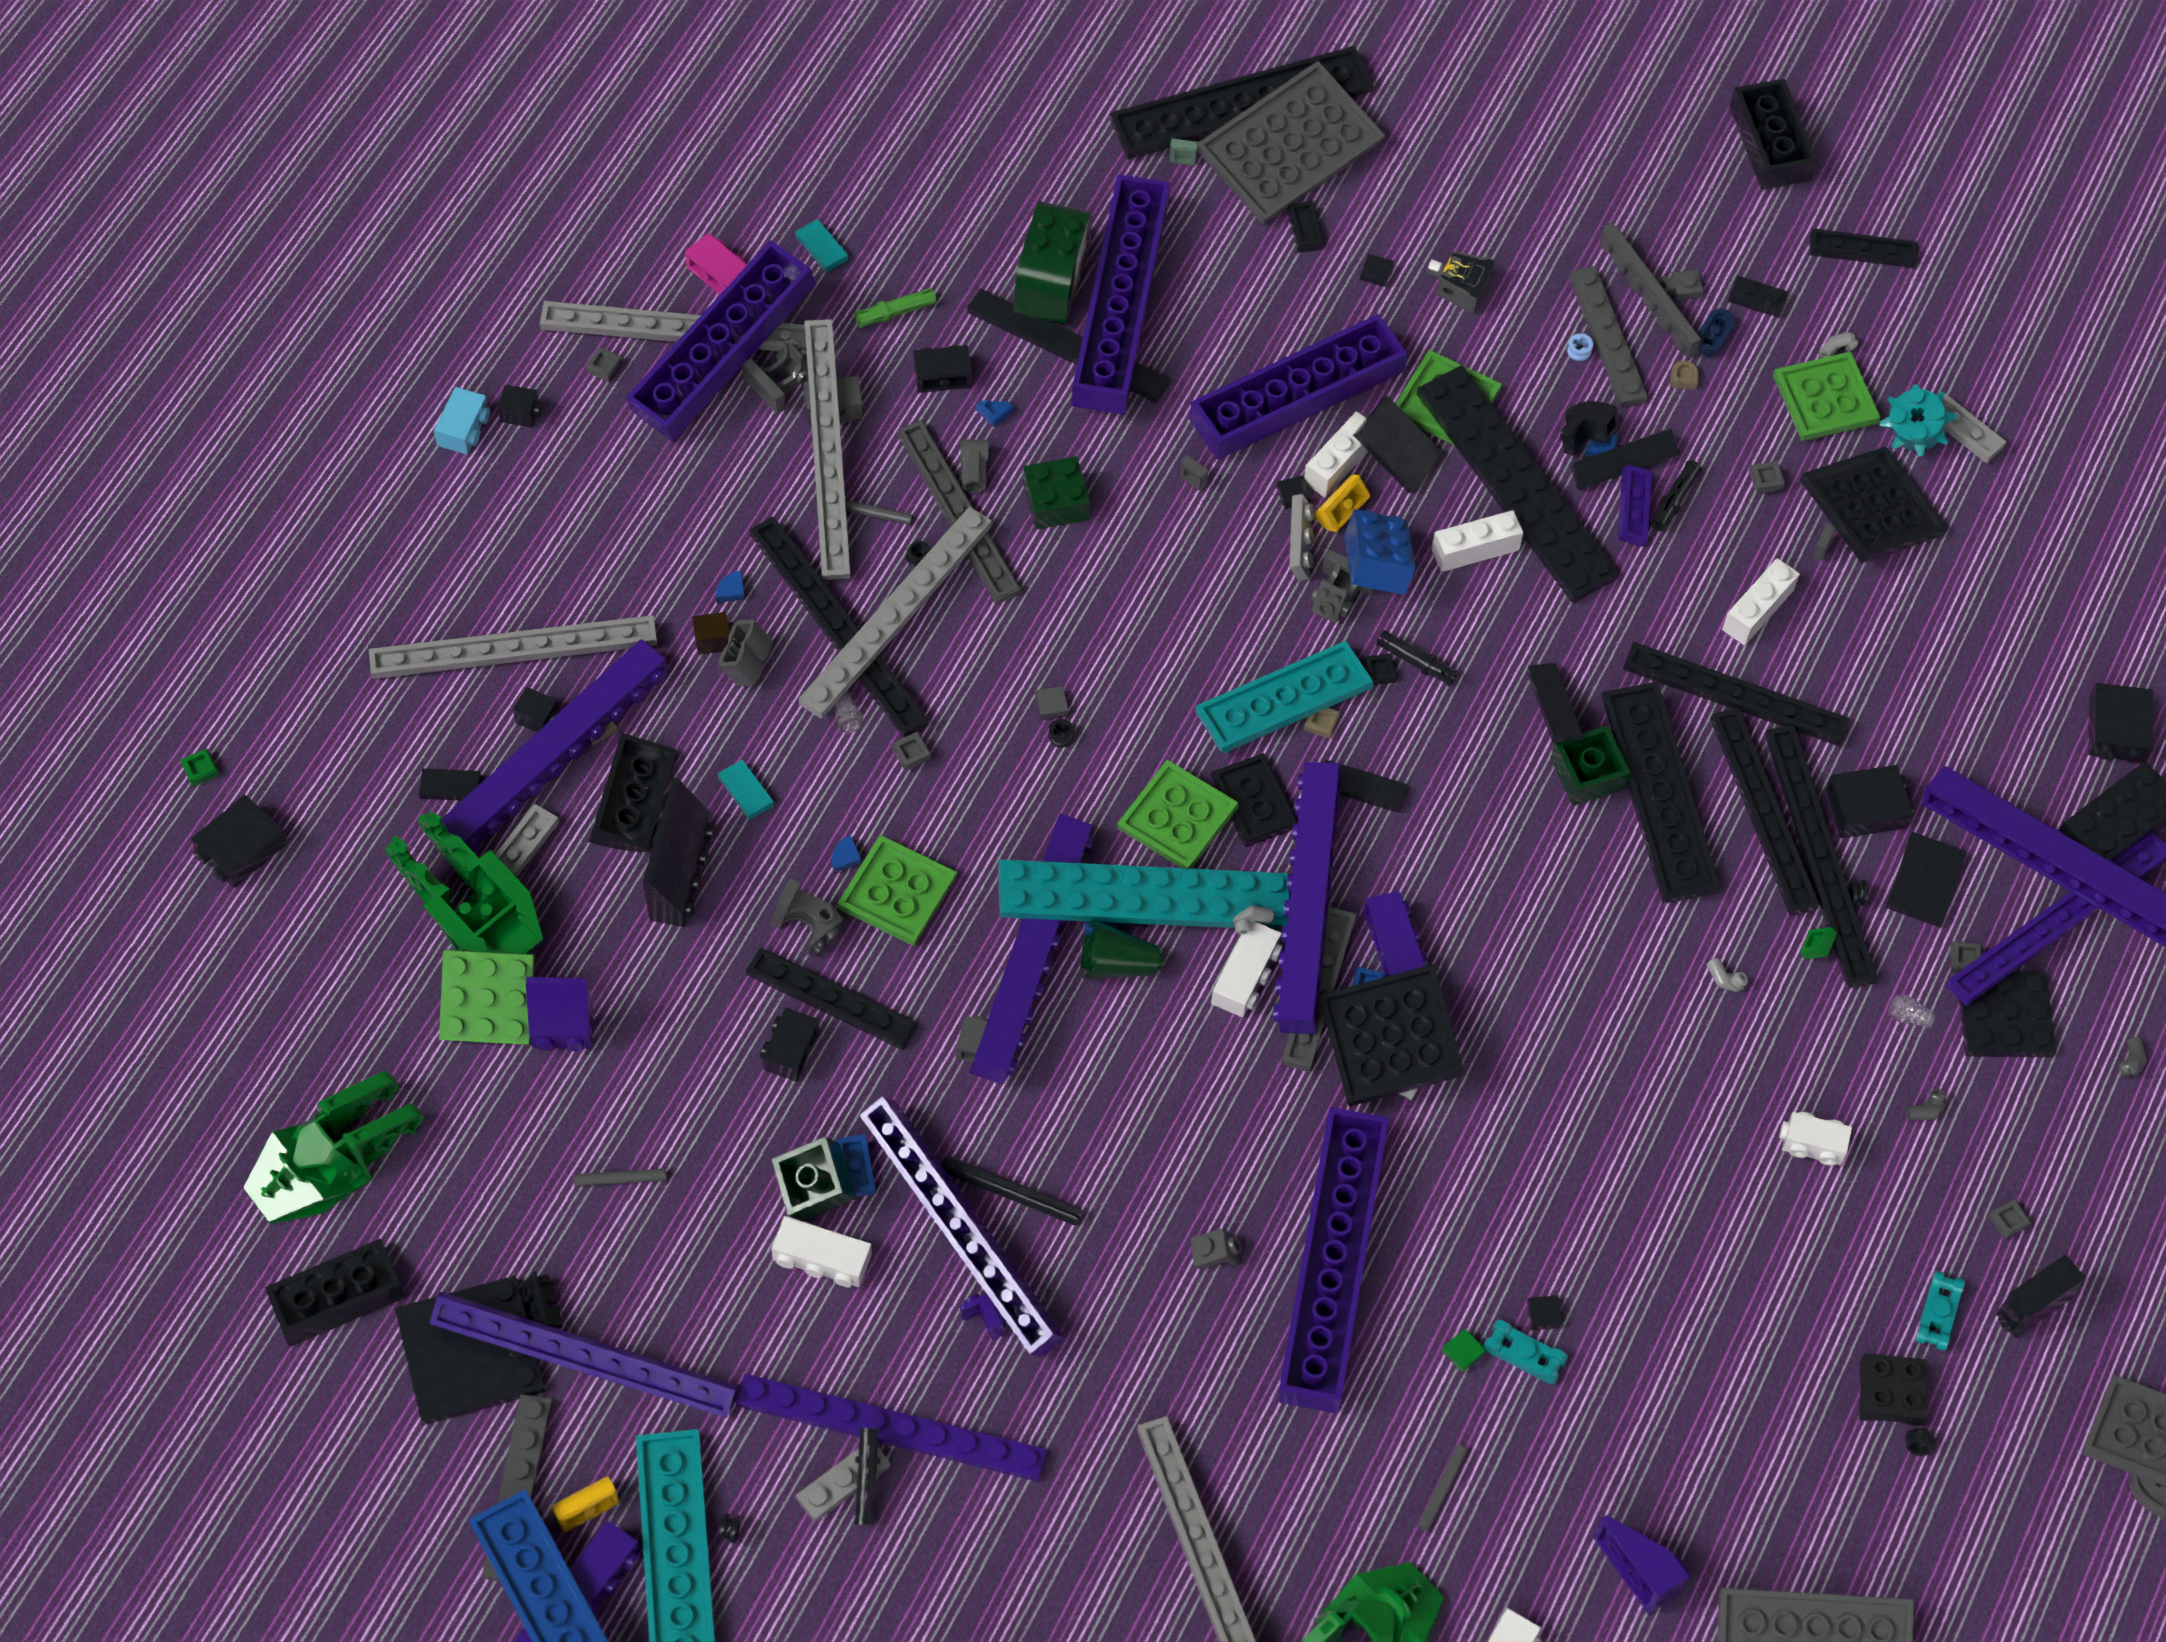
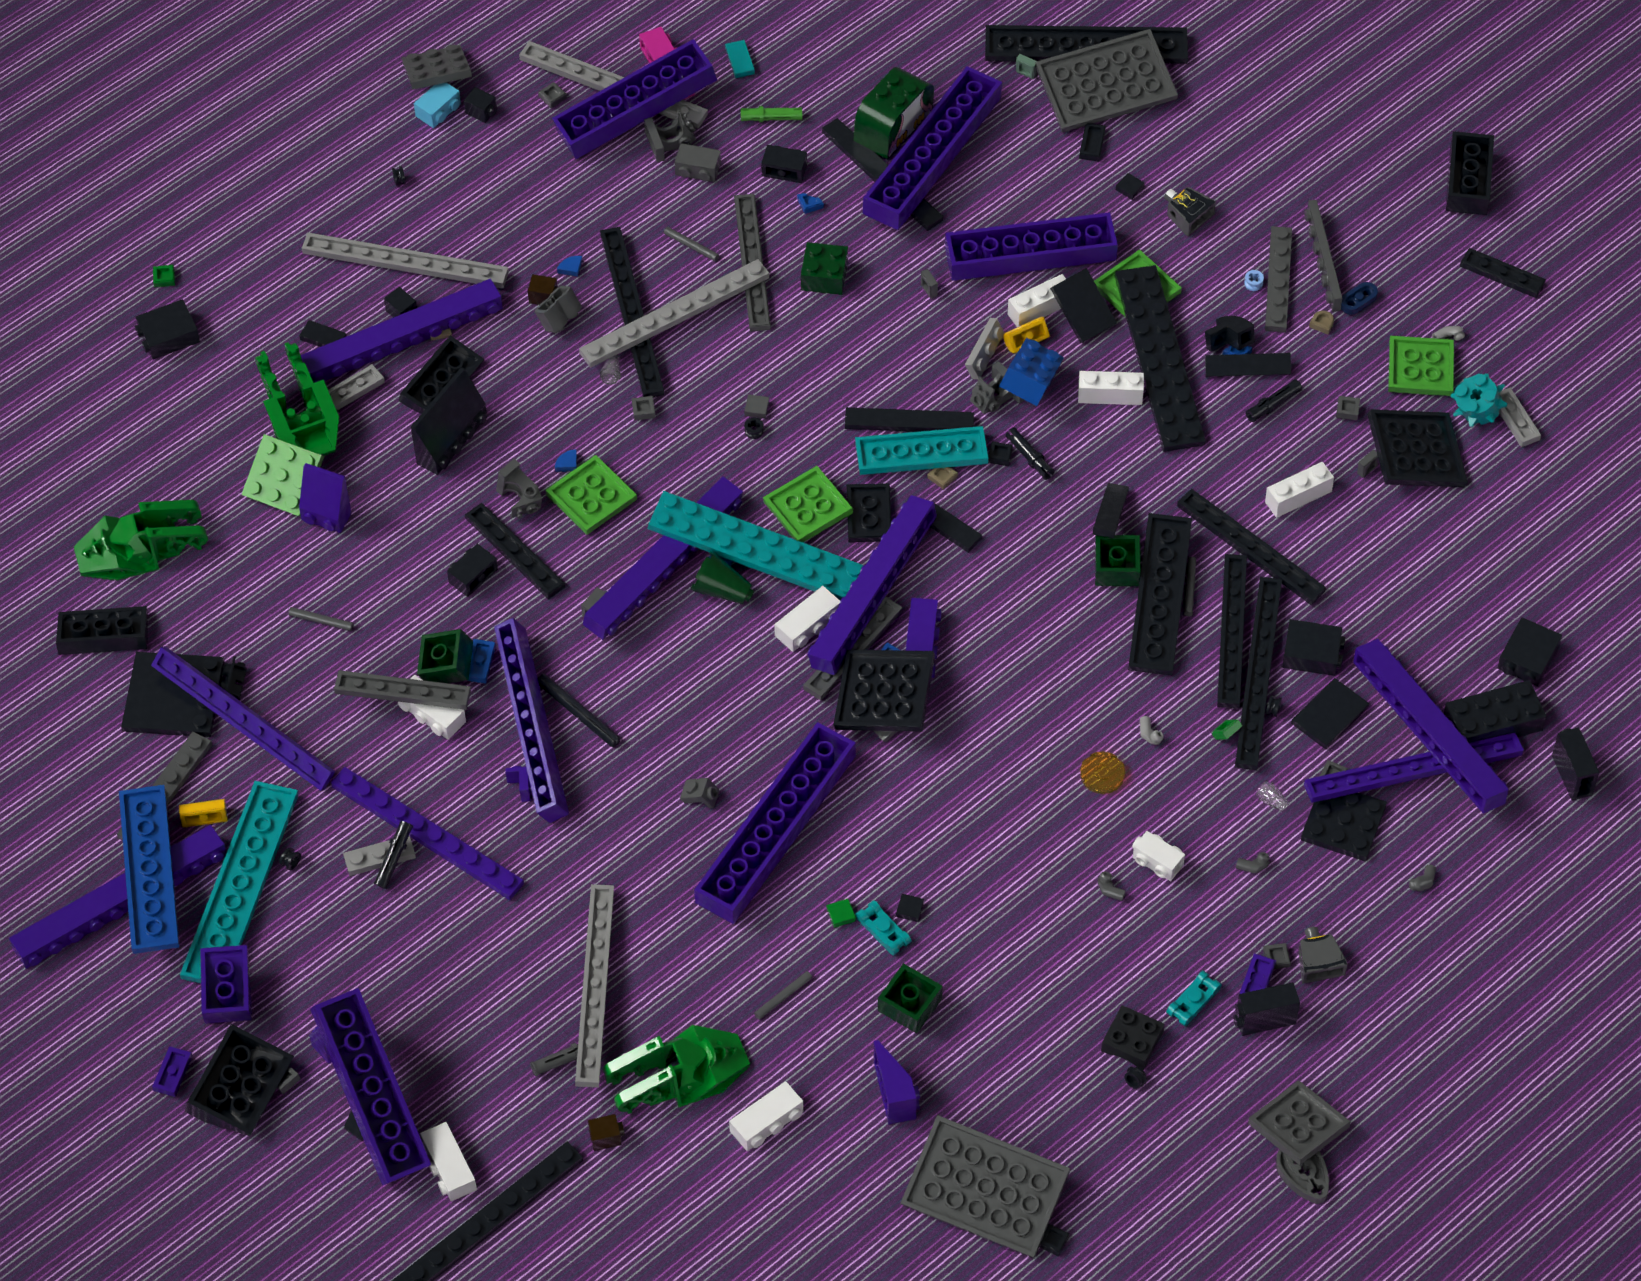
camera: 25 degrees right, 5 degrees down
(440, 372) = (436, 66): none -> dark grey plate
(454, 534) = (398, 175): none -> black bush
(745, 789) = (519, 399): teal tile -> none
(781, 1244) = (402, 690): none -> dark grey plate
(827, 450) = (675, 192): light grey plate -> none
(914, 549) = (708, 278): black plate -> none
(974, 460) = (778, 229): dark grey piece -> none
(1246, 661) = (906, 419): none -> black tile
(1249, 915) = (817, 583): light grey arm -> none
(1291, 487) = (999, 313): black tile -> none
(1606, 1437) = (910, 998): none -> dark green brick
(1634, 505) = (1239, 398): dark purple plate -> none
(1682, 285) = (1352, 259): dark grey plate -> none
(1693, 1050) = (1102, 772): none -> clear yellow tile
(1695, 790) = (1190, 584): none -> dark grey bar
(1758, 296) = (1405, 283): black plate -> none
(1769, 1200) = (1107, 887): none -> dark grey arm
(2003, 1258) = (1258, 973): none -> dark purple plate
(2063, 1202) = (1320, 957): none -> dark grey torso

